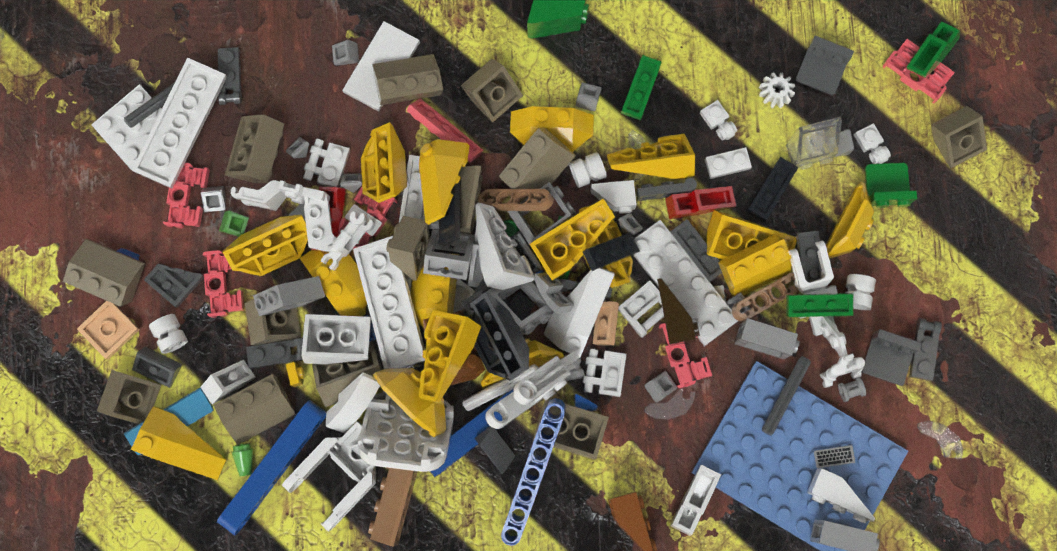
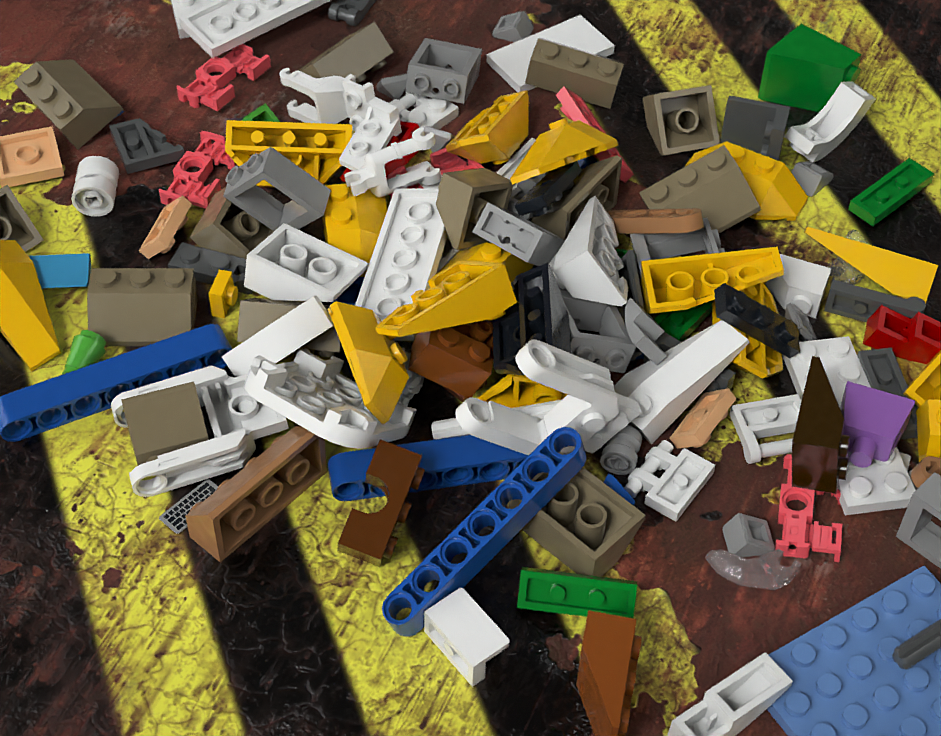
camera: 25 degrees right, 30 degrees down
(156, 366) = (53, 220): dark grey slope -> none
(213, 198) = (254, 92): light grey slope -> none
(227, 381) = (124, 252): white slope -> none
(230, 341) = (167, 224): none -> light nougat plate
(322, 110) = (431, 70): none -> light grey window
(326, 490) = (164, 421): none -> dark tan slope
(362, 519) = (175, 516): none -> sticker
(470, 496) = (370, 534): none -> reddish brown arch
(495, 448) = (445, 491): dark grey slope -> none
(549, 527) = (464, 634): none -> white panel
(551, 78) = (755, 125): none -> dark grey bracket
(584, 53) = (832, 123): none -> white arch
(588, 169) = (765, 235): white wheel -> none
(591, 473) = (575, 593): none -> green plate
(699, 291) = (873, 422): none -> medium lavender torso

